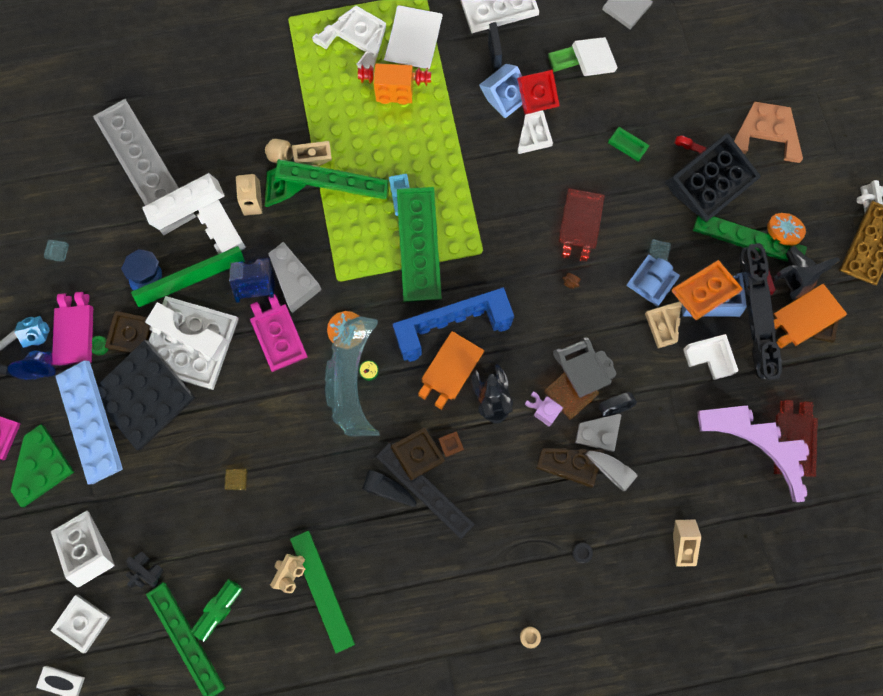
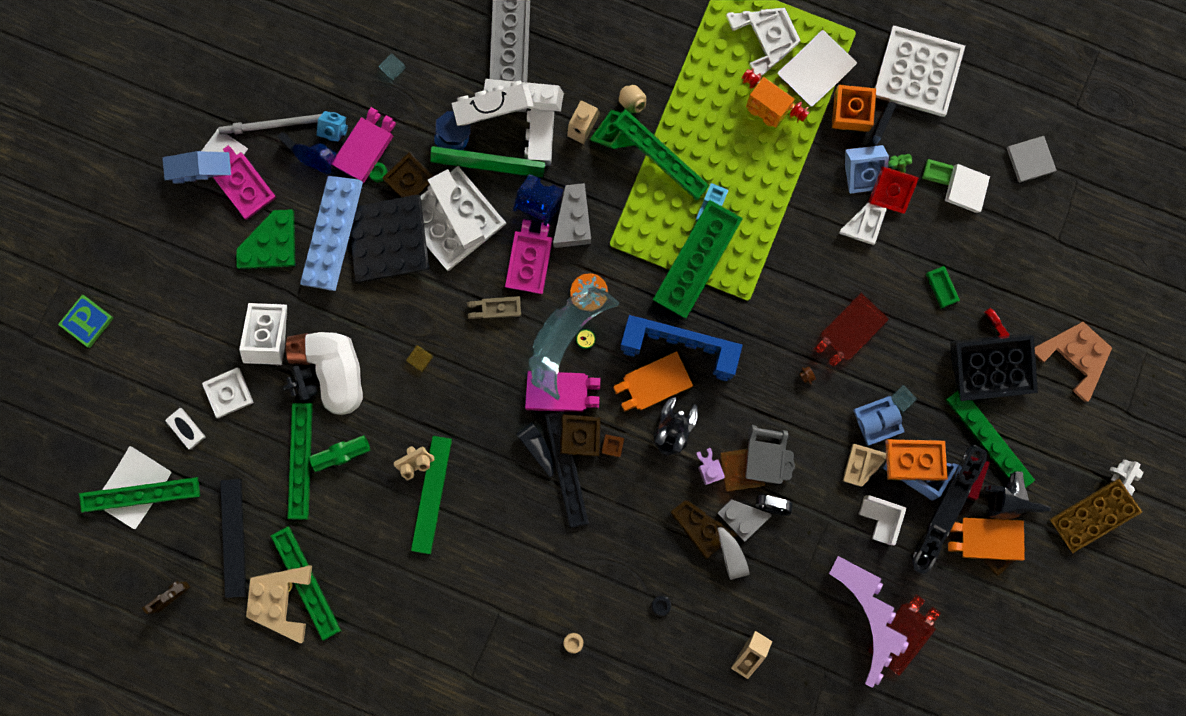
camera: 35 degrees right, 5 degrees up
(160, 223) = (492, 104): none -> white brick
(165, 537) = (335, 368): none -> white piece
(275, 393) = (496, 308): none -> dark tan hinge
(312, 153) = (658, 121): tan slope -> none
(387, 421) = (572, 393): none -> dark pink tile
(464, 49) = (854, 108): none -> orange brick
(529, 67) = (900, 162): none -> bright green plant
(786, 229) = (1027, 452): orange tile -> none

